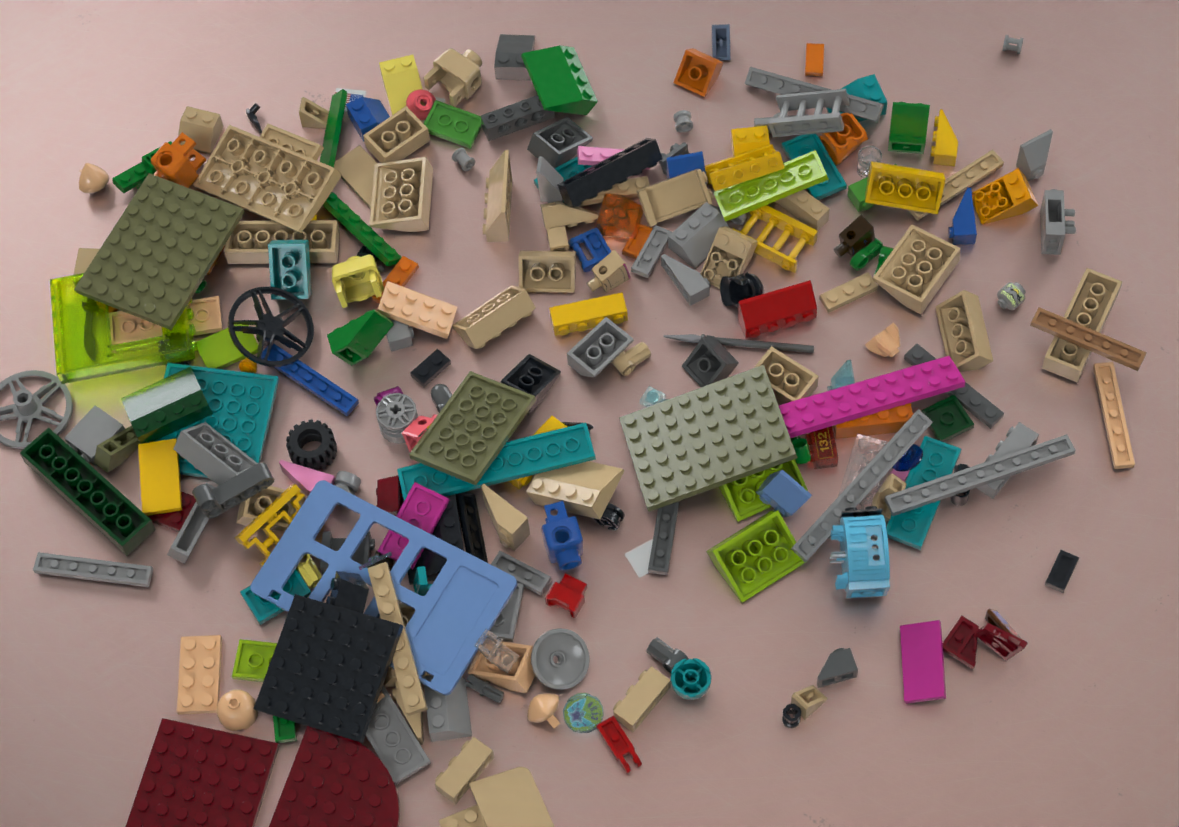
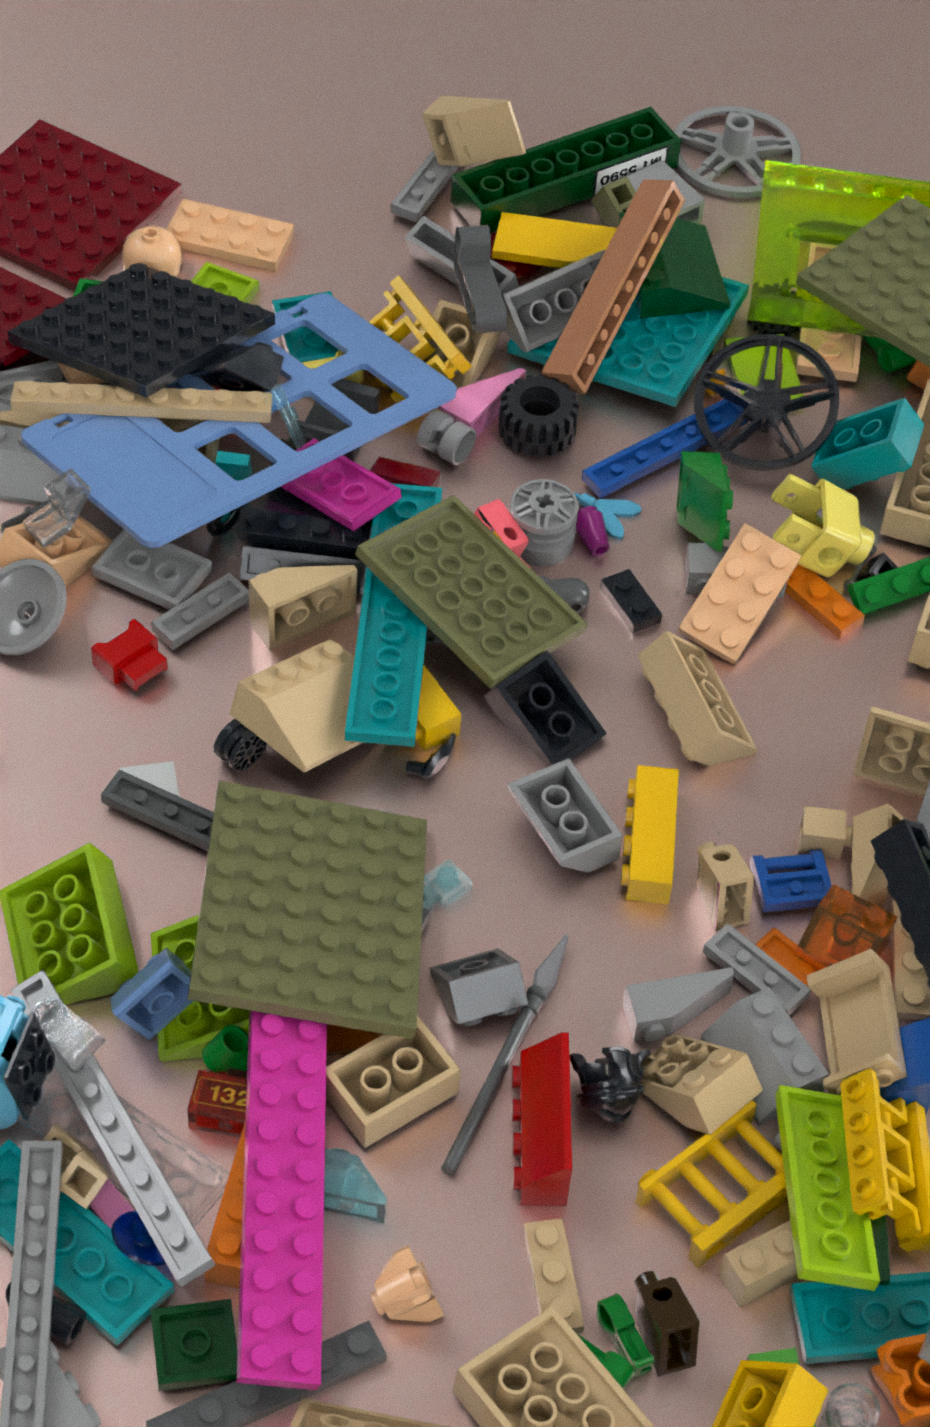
camera: 100 degrees right, 10 degrees down
(86, 539) = (472, 130): none -> tan slope
(210, 417) = (614, 284): none -> nougat brick
(364, 398) = (610, 509): none -> medium azure piece
(547, 271) = (766, 799): tan slope -> none
(562, 537) = (218, 655): blue piece -> none
(627, 361) = (536, 865): tan piece -> none
(829, 512) = (68, 1034): none -> clear piece

